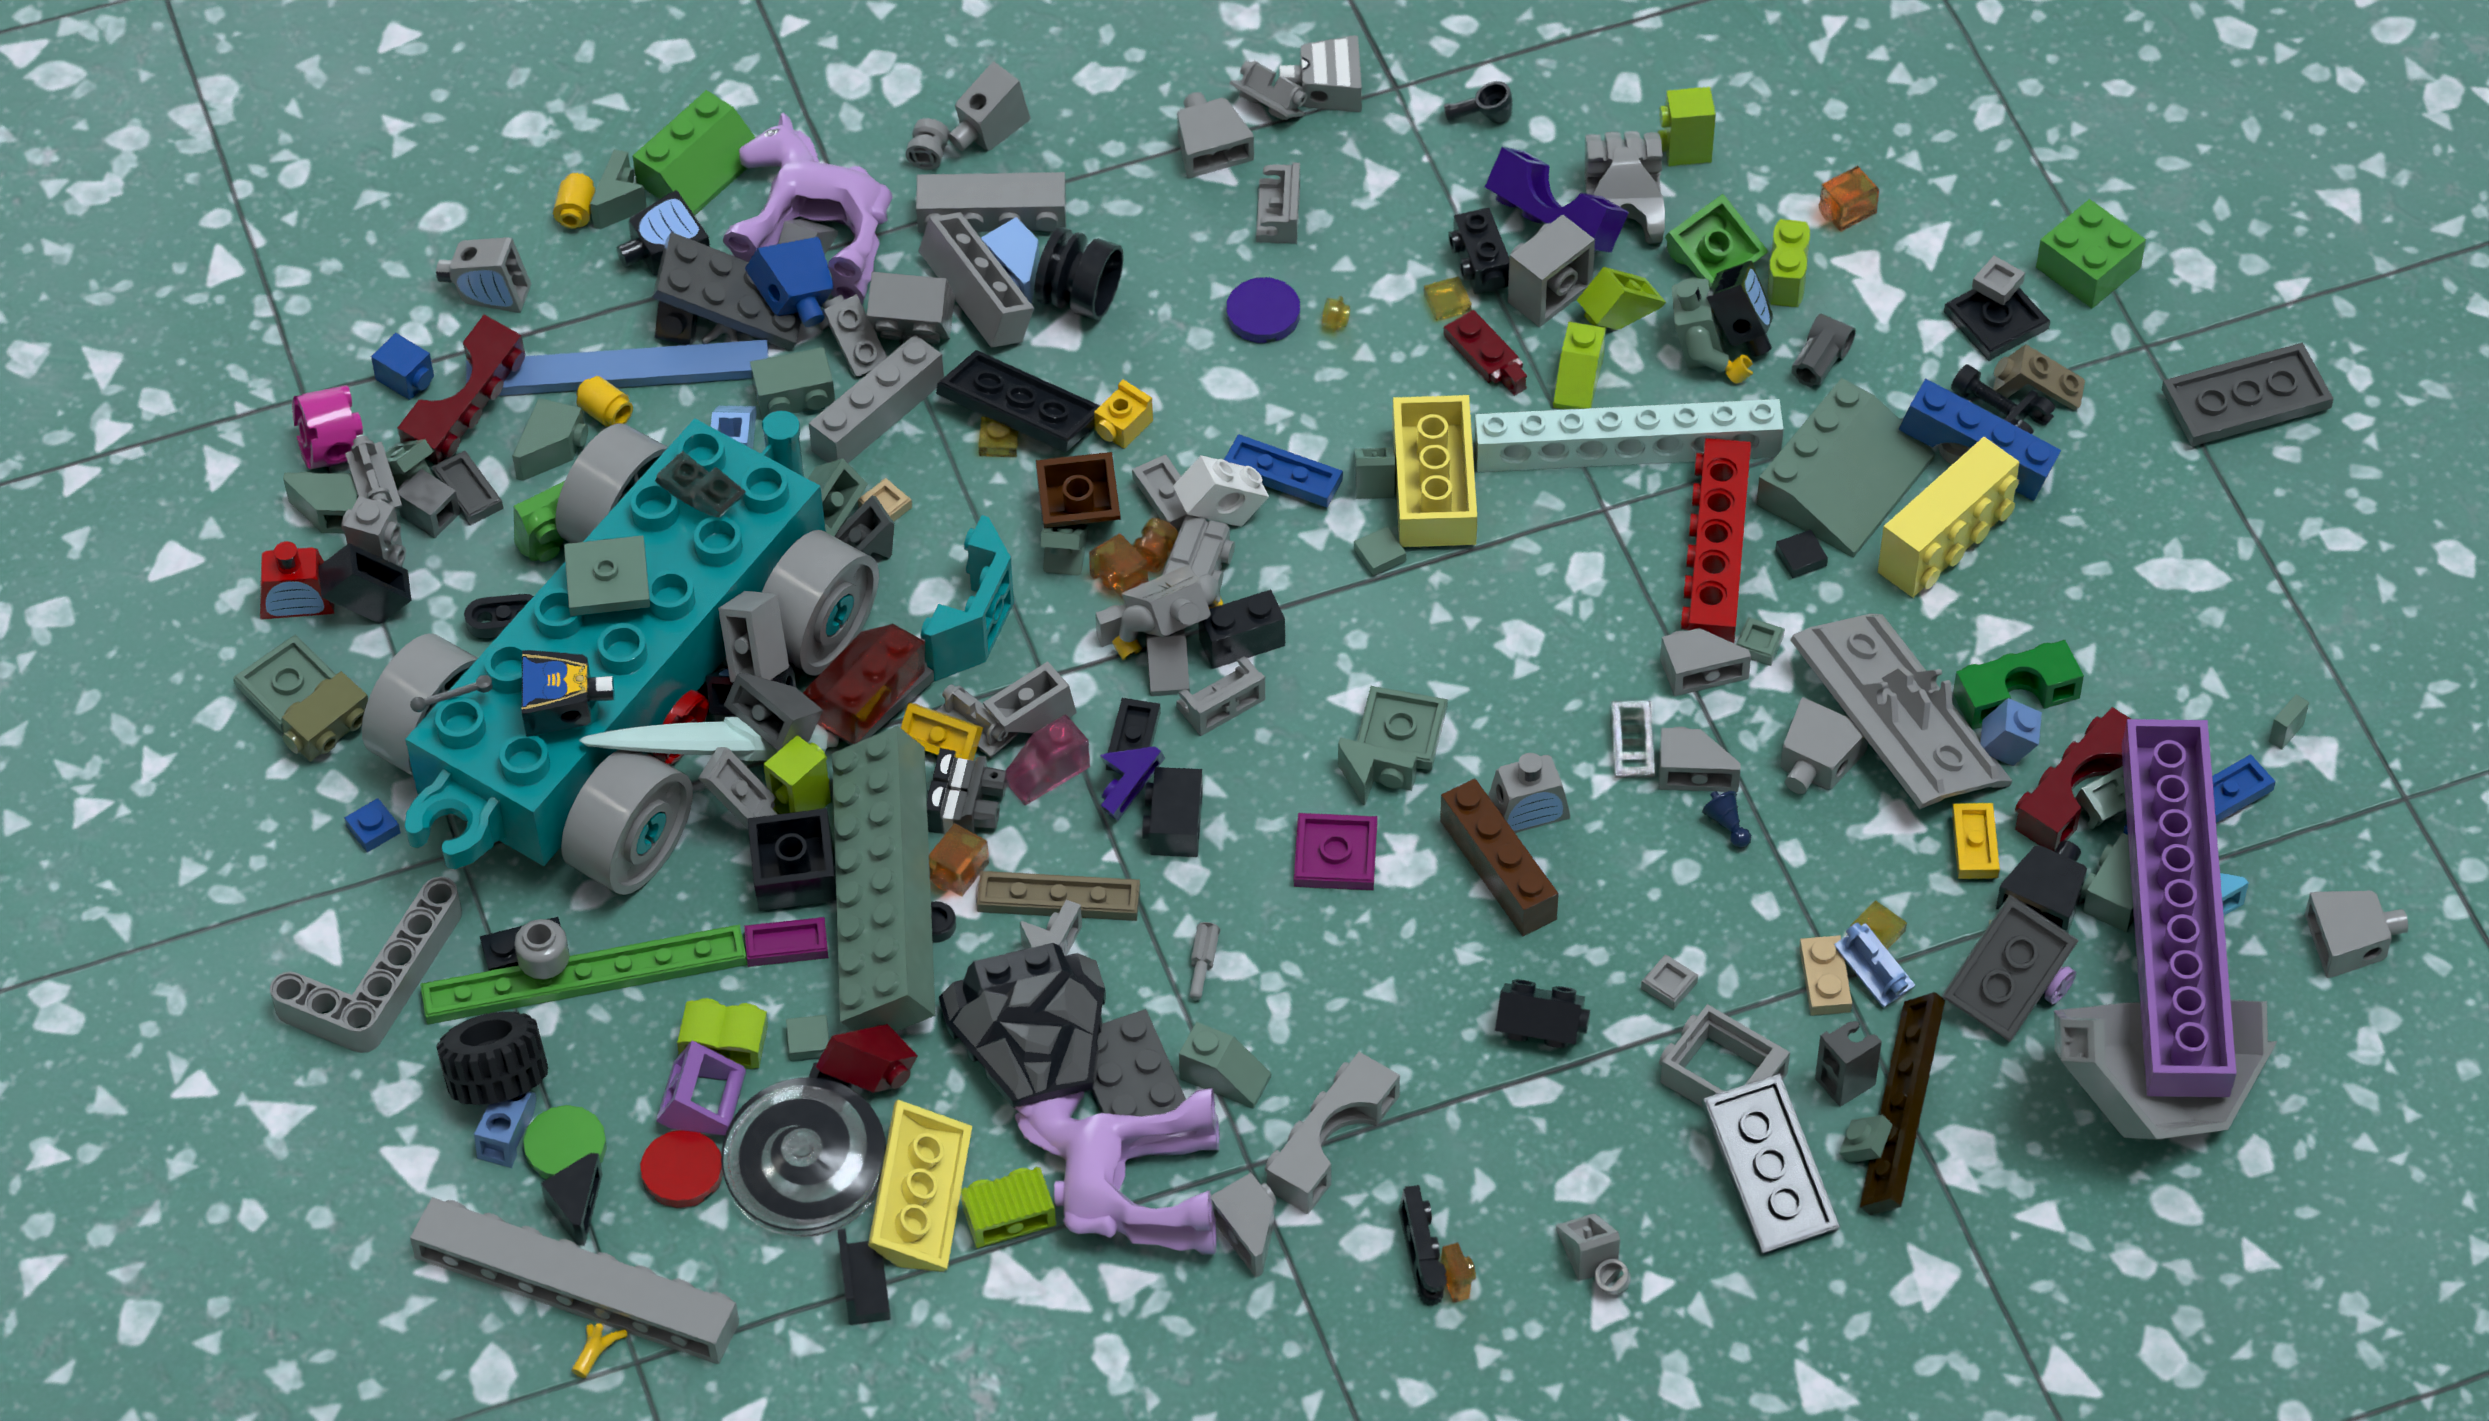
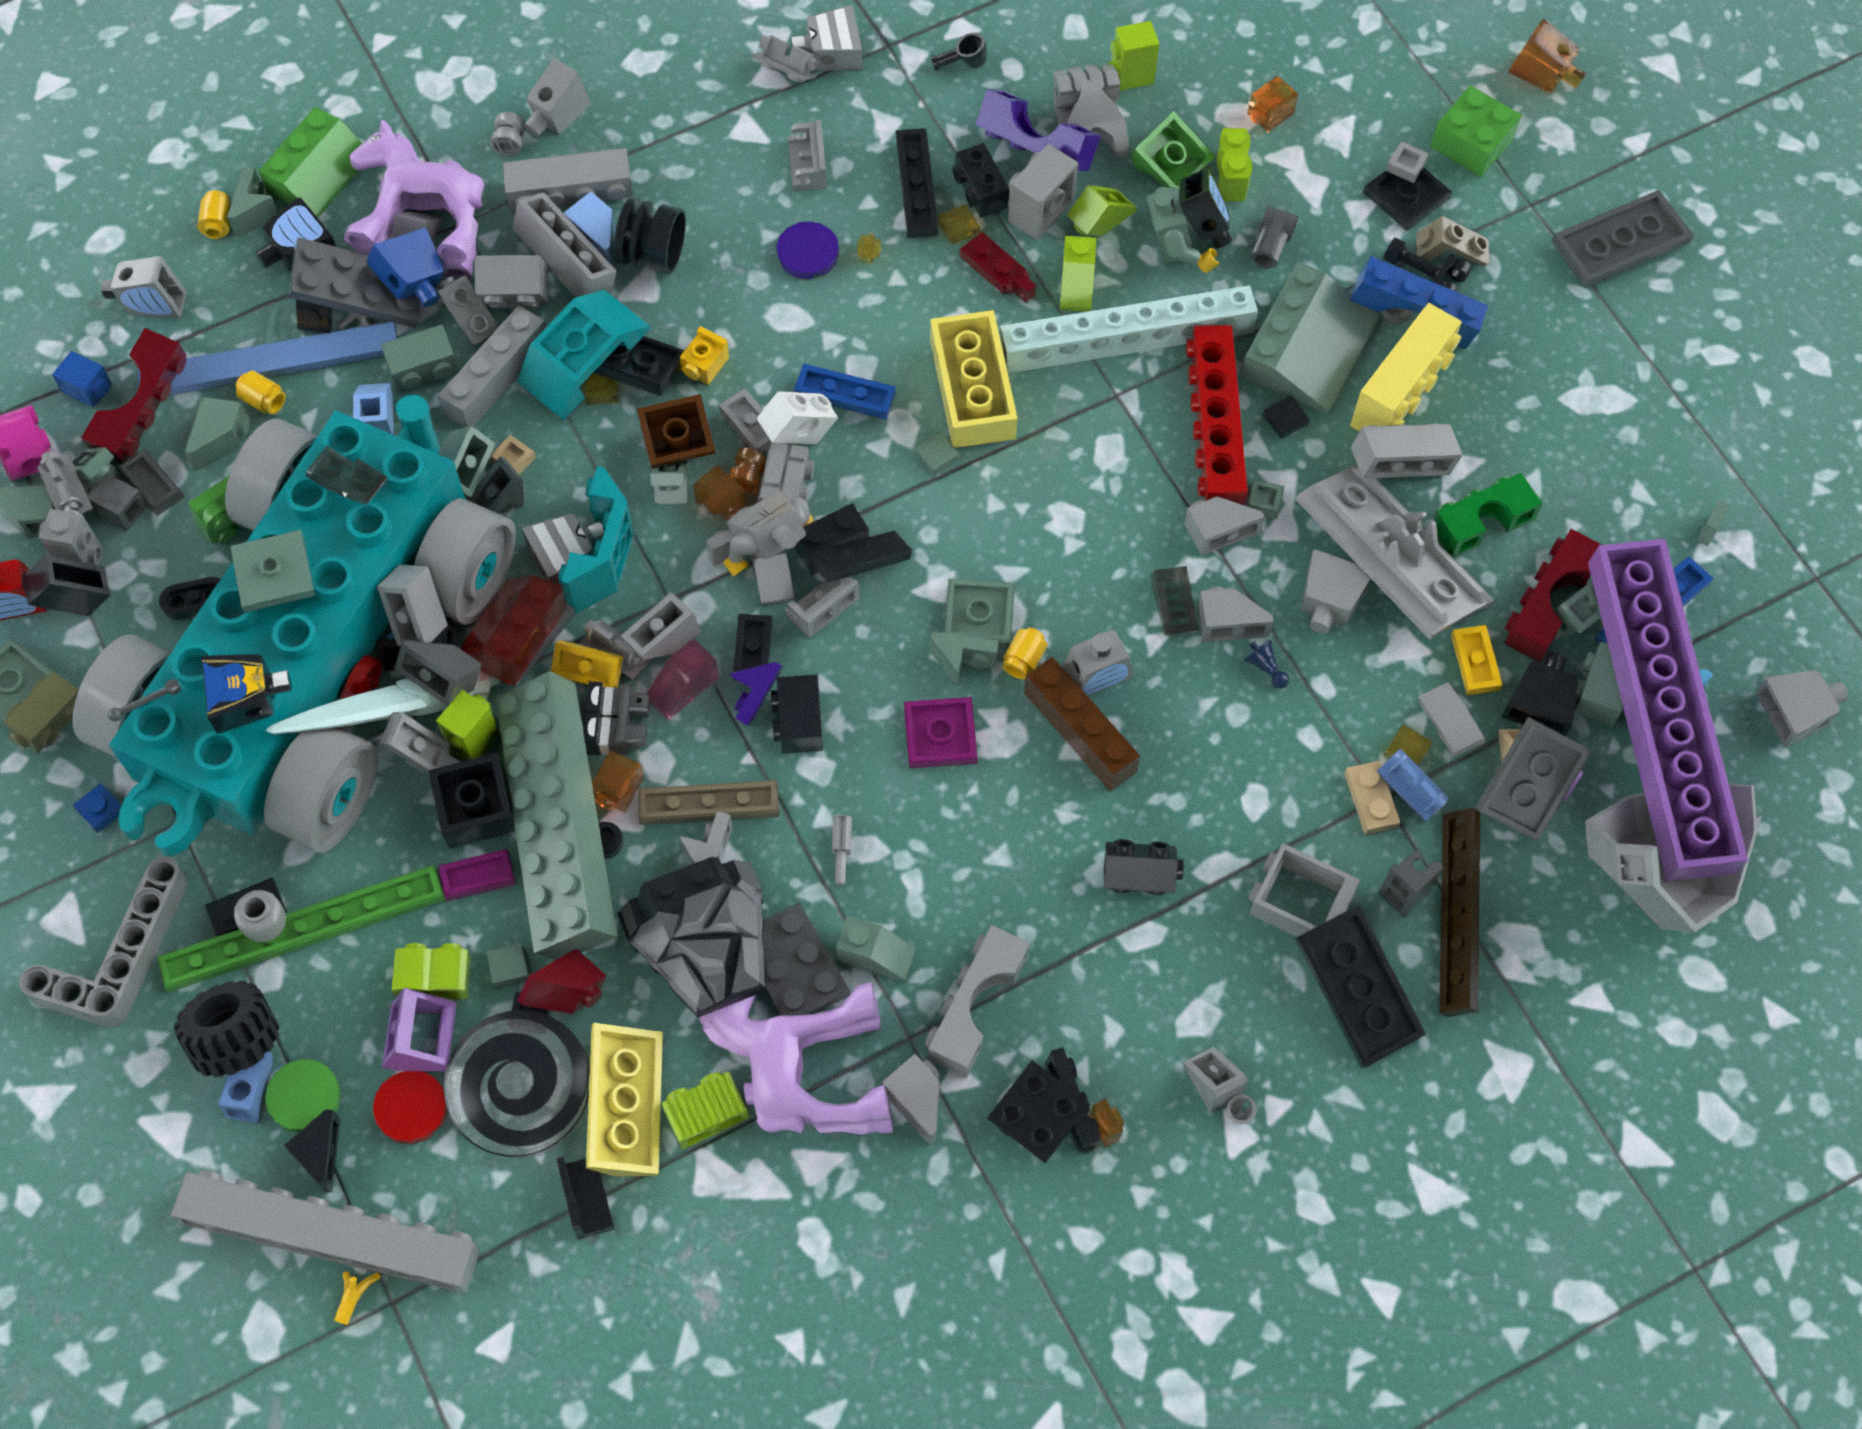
camera: 10 degrees left, 10 degrees up
(918, 594) = (555, 539): none -> torso
(974, 387) = (576, 347): none -> teal slope
(1212, 135) = (744, 102): light grey torso -> none
(1272, 649) = (860, 556): none -> black tile
(1374, 473) = (922, 383): sand green slope -> none
(1380, 1248) = (1038, 1111): none -> black hinge
(1404, 247) = (916, 183): none -> black plate
(1448, 770) = (1024, 652): none -> yellow brick
(1669, 981) = (1242, 819): light grey tile -> none
(1865, 1138) = (1434, 949): sand green plate -> none
(1933, 602) = (1406, 450): none -> light grey brick
(1933, 900) = (1451, 718): none -> light grey slope
(2011, 731) = (1490, 559): medium blue brick -> none
(2194, 179) = (1548, 59): none -> clear orange torso

